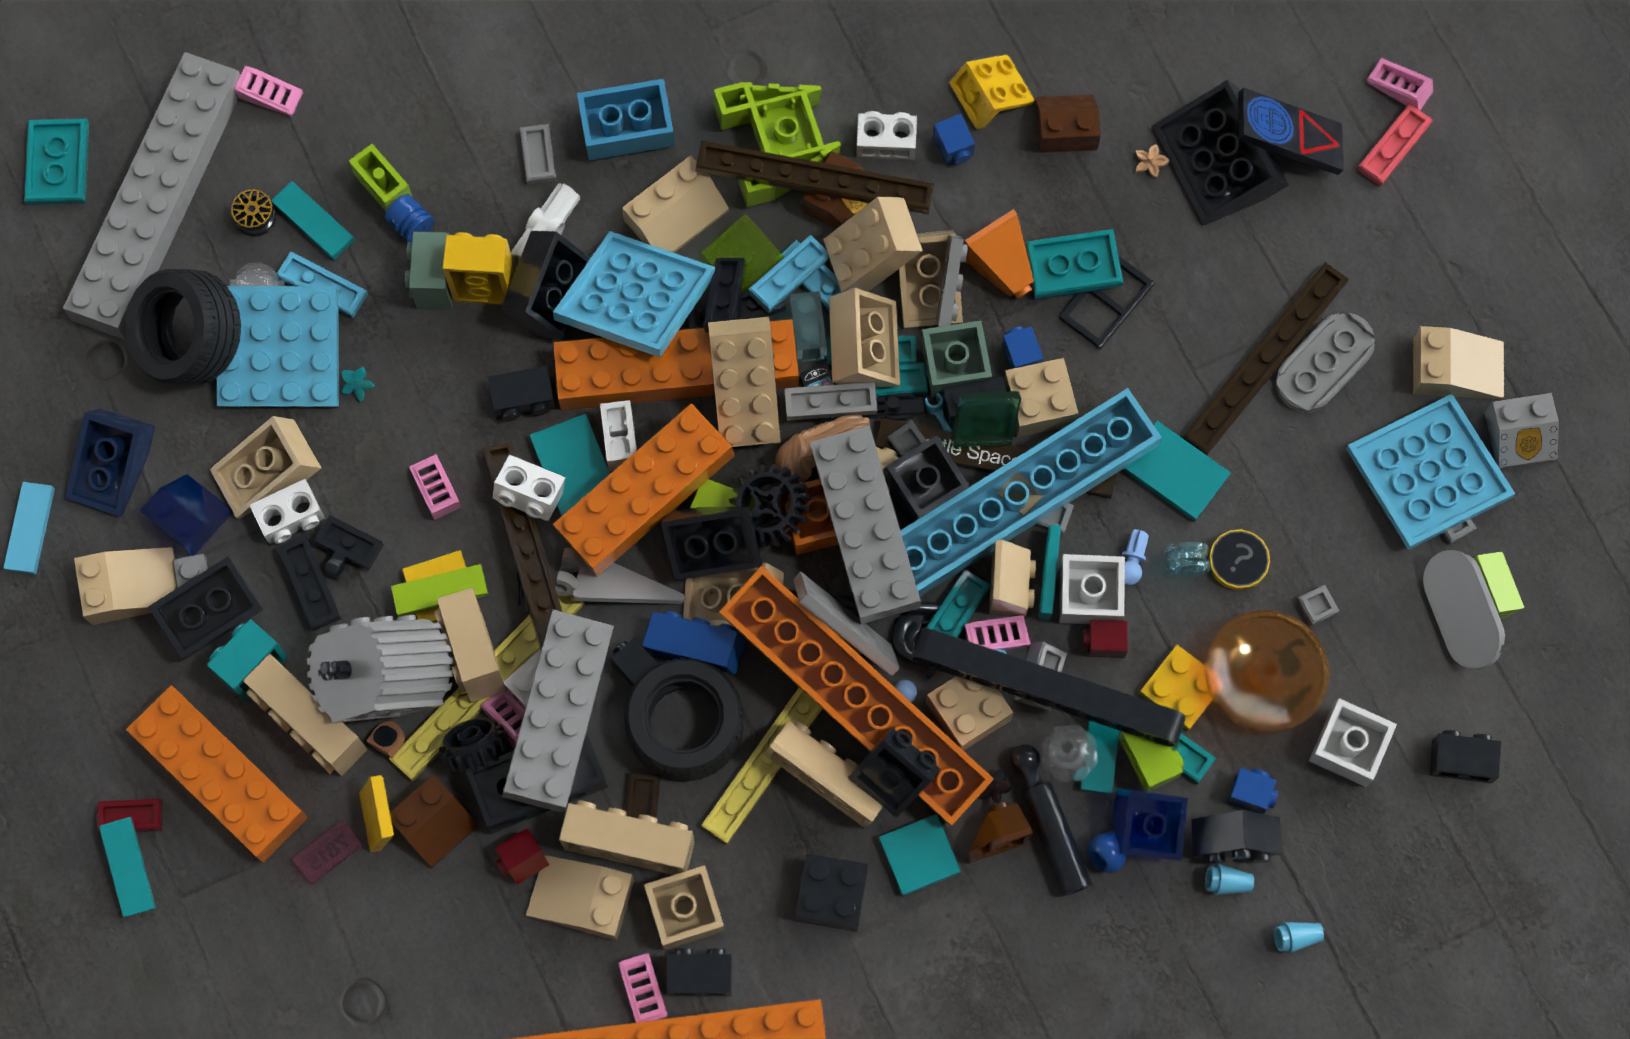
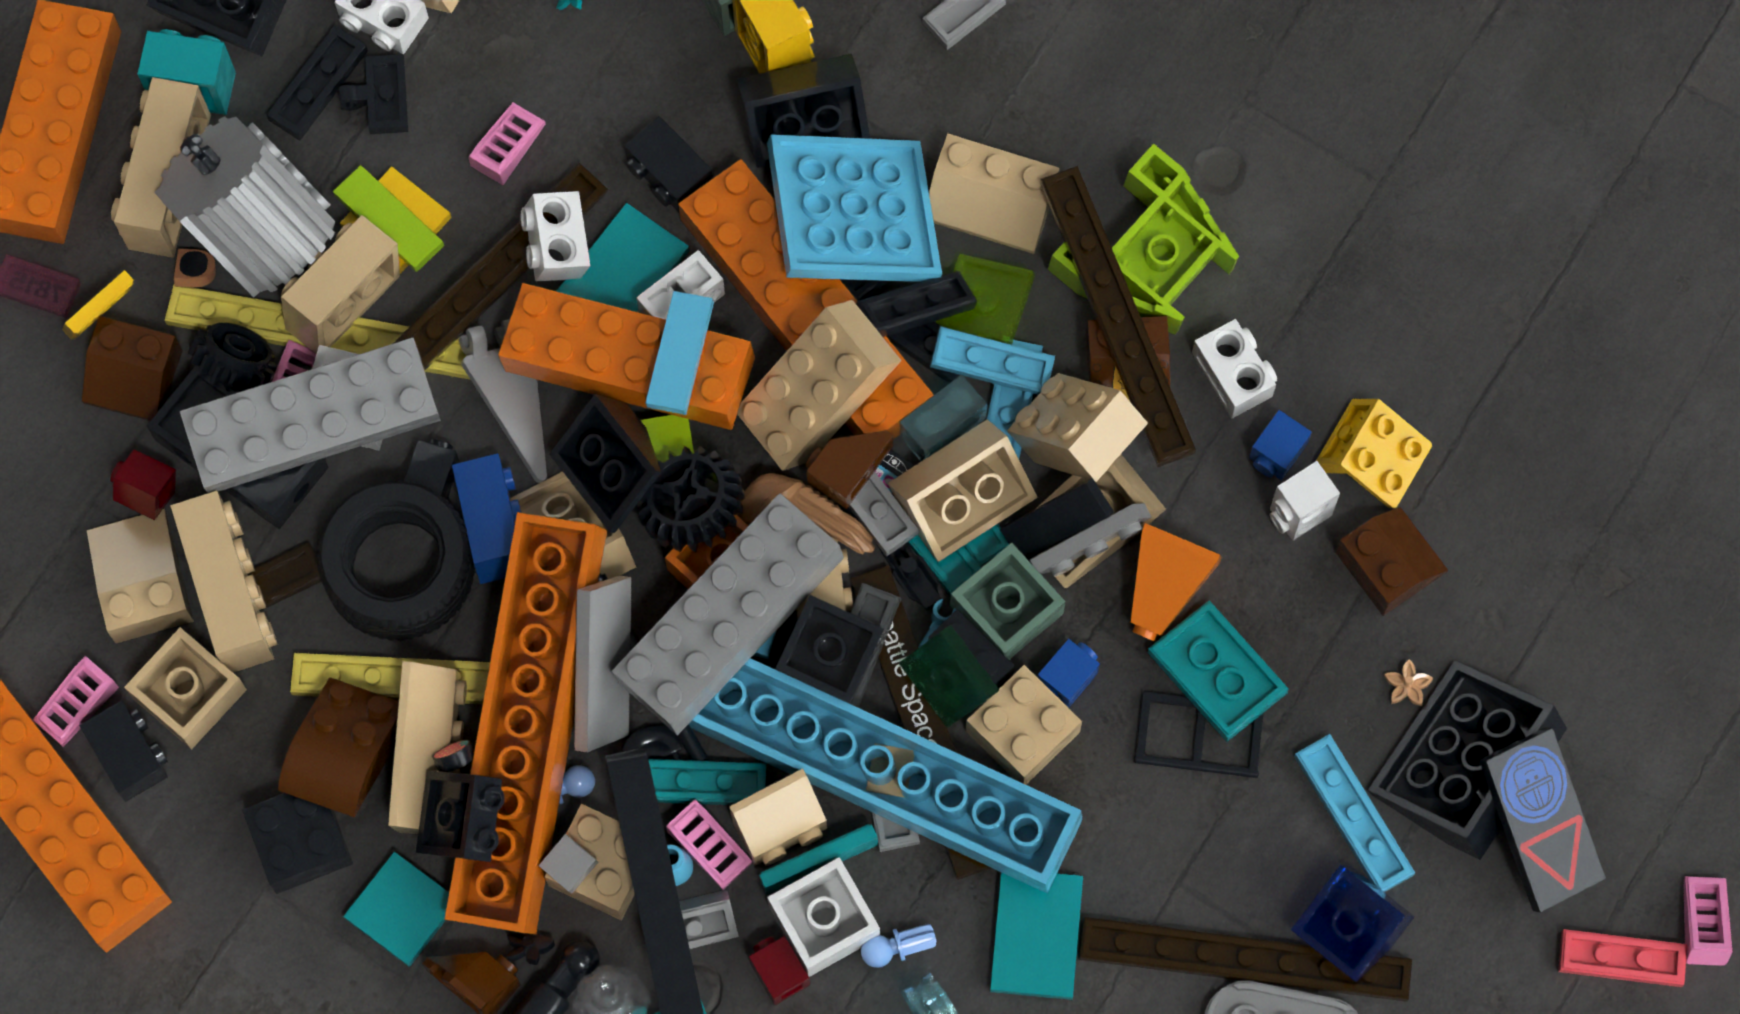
camera: 60 degrees right, 0 degrees up
(550, 216) = (885, 69): white piece -> none
(626, 119) = (1060, 75): dark azure brick -> none
(673, 449) = (679, 353): none -> medium azure tile
(794, 825) = (340, 747): none -> reddish brown brick
(807, 398) = (847, 464): none -> reddish brown slope
(849, 754) = (454, 756): none -> black tile
(924, 292) = (1058, 519): none -> black tile
(965, 723) = (568, 863): none -> light grey tile
(1003, 145) = (1303, 501): none -> white brick
(1213, 241) = (1354, 814): none -> medium azure tile
(1286, 279) = (1352, 922): none -> clear blue slope

